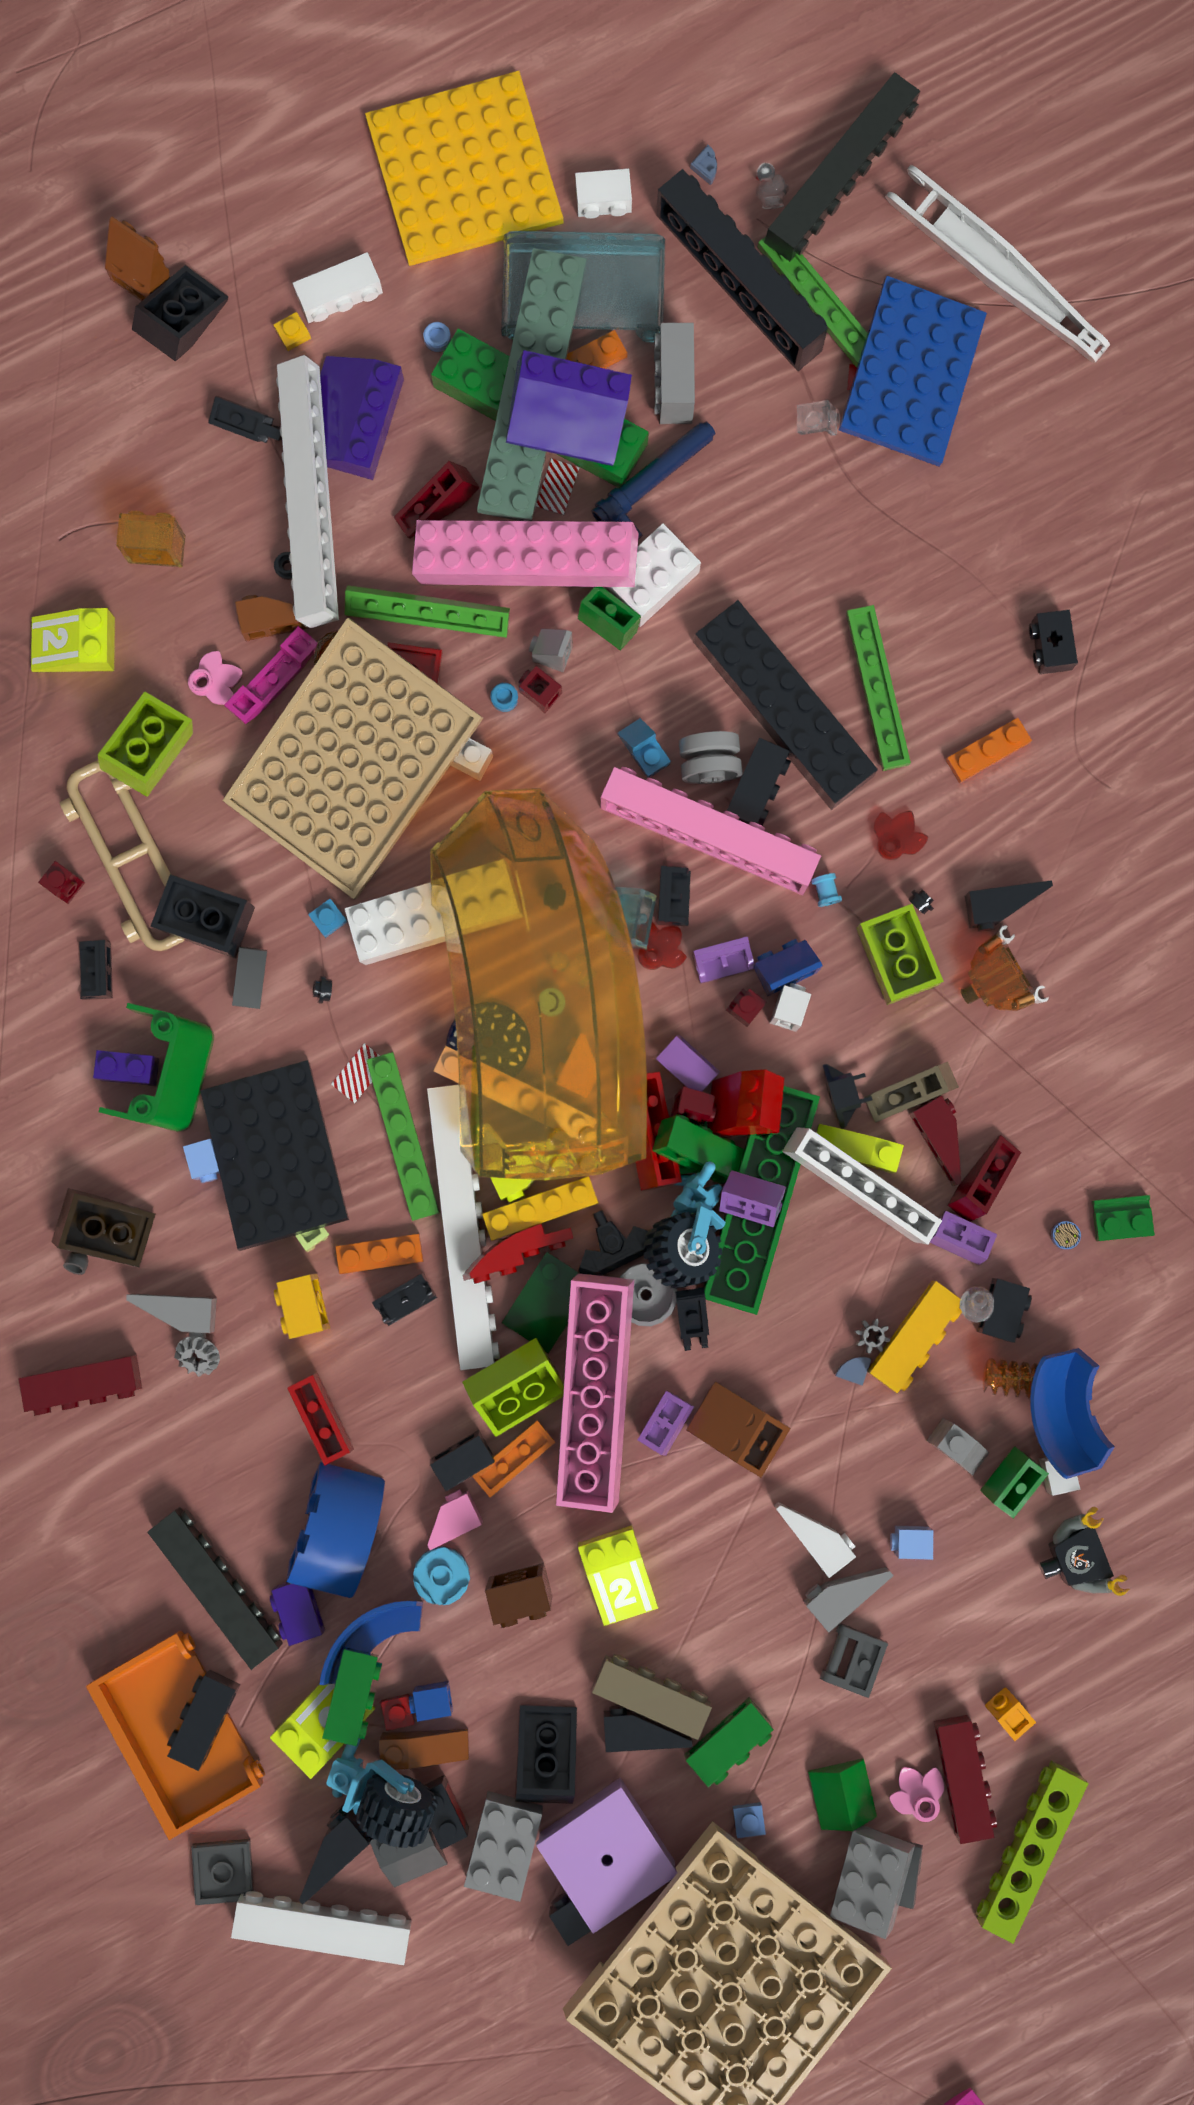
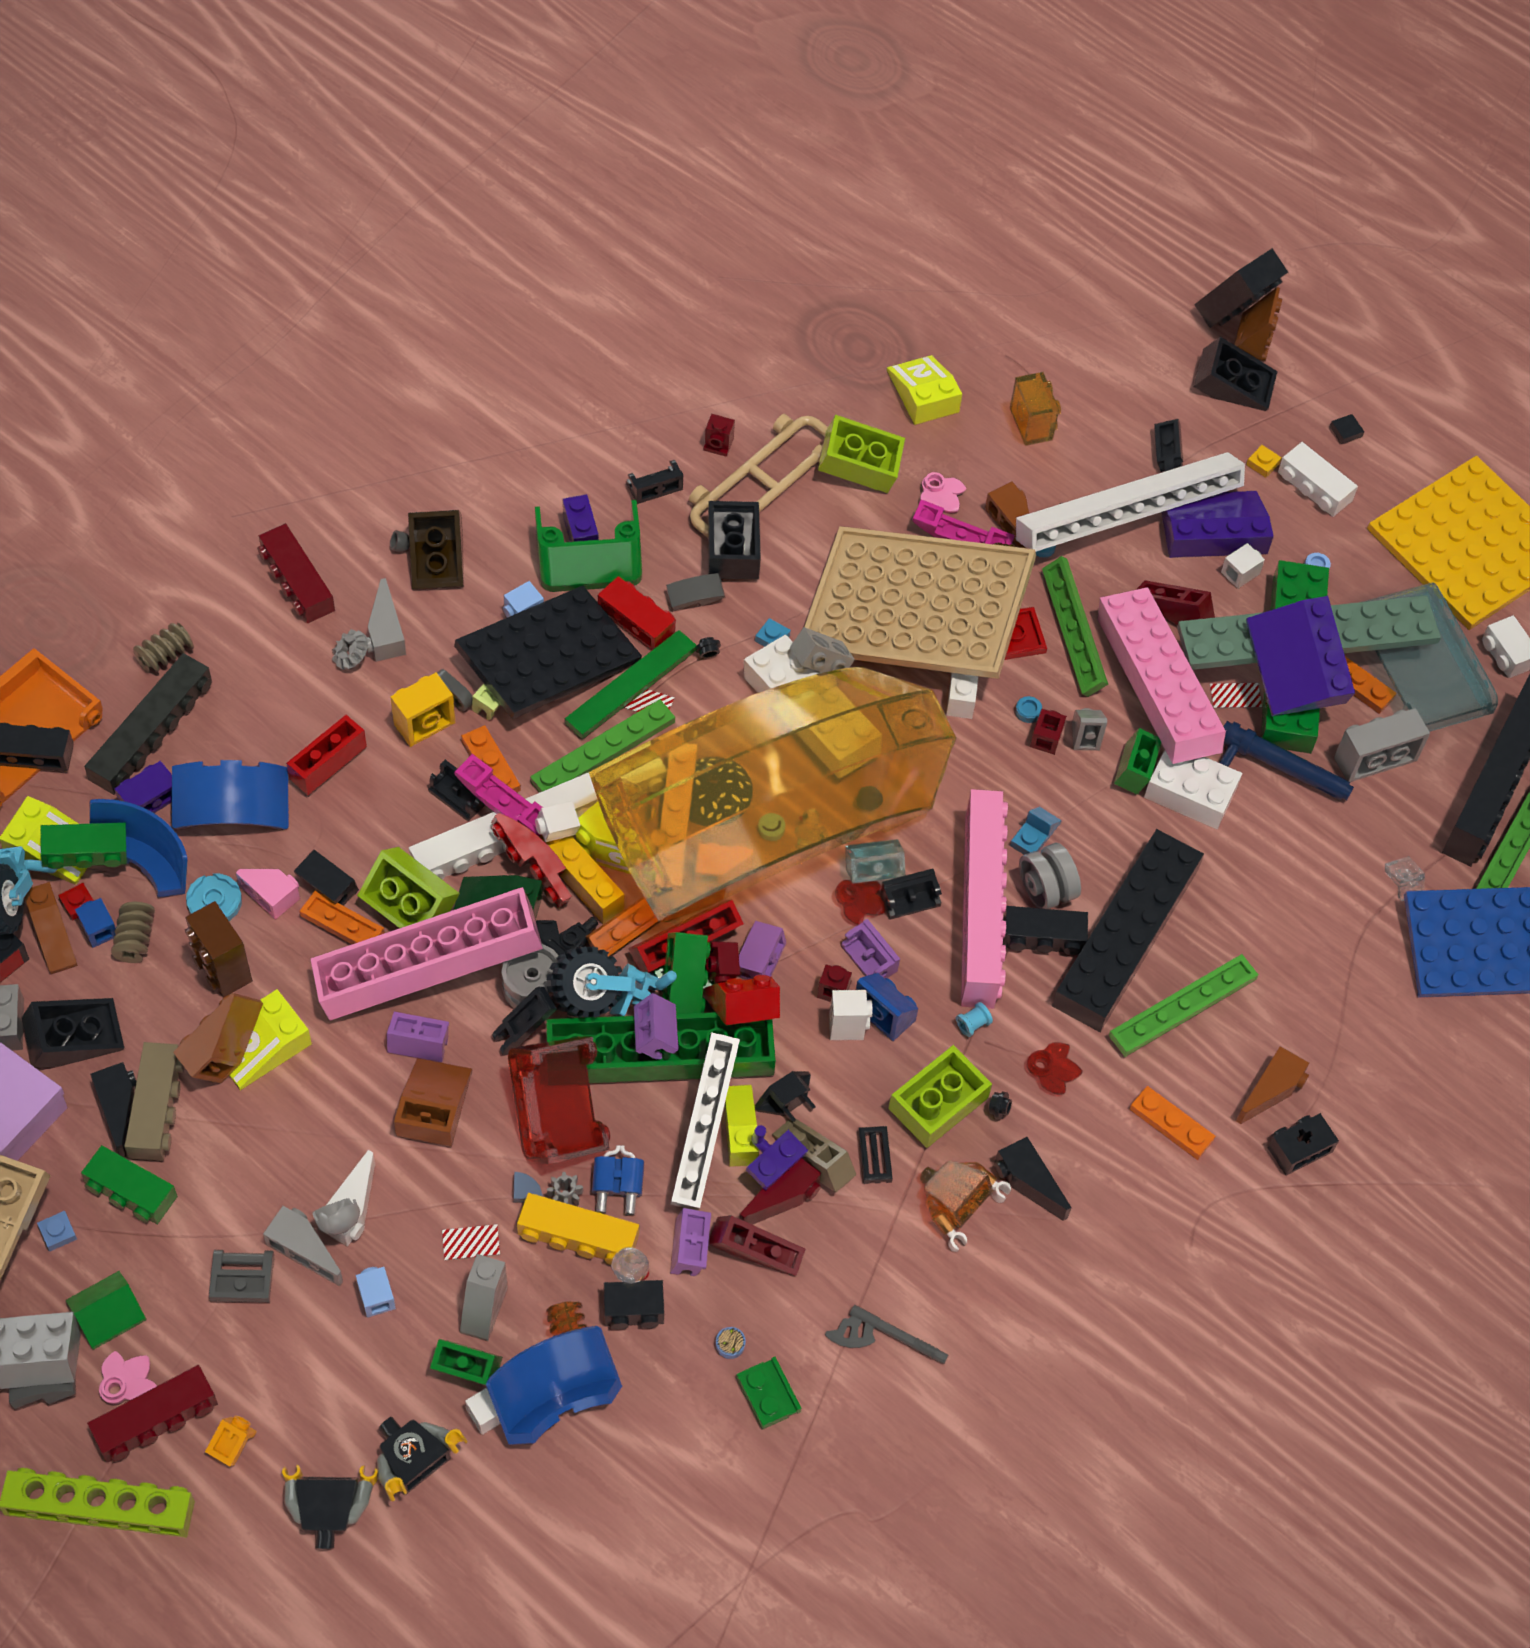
camera: 65 degrees right, 25 degrees down
(86, 255) = (1242, 289): none -> black brick
(128, 1548) = (162, 646): none -> dark tan piece
(256, 1047) = (636, 613): none -> red brick
(282, 228) = (1347, 428): none -> black tile
(282, 1266) = (461, 696): none -> dark grey beam
(336, 1082) = (630, 684): none -> green tile
(387, 881) = (821, 651): none -> light grey brick
(415, 411) = (1242, 565): none -> white brick
(443, 1259) = (495, 794): none -> dark pink slope
(456, 1667) = (132, 931): none -> dark tan piece
(497, 1218) = (557, 821): none -> white brick
(619, 1197) = (623, 927): none -> orange plate
(620, 1622) = (220, 1039): none -> dark orange slope
(793, 1317) = (556, 1100): none -> clear red windscreen
(842, 1561) = (337, 1217): none -> light grey hair
(874, 1282) = (617, 1177): none -> blue piece
(887, 1437) = (470, 1241): none -> sticker
(918, 1133) = (775, 1158): none -> dark purple plate
(923, 1045) = (877, 1176): none -> black tile
(985, 637) = (1276, 1084): none -> dark orange slope
(1078, 1111) = (872, 1321): none -> dark grey piece
(1101, 1647) = (327, 1502): none -> black torso

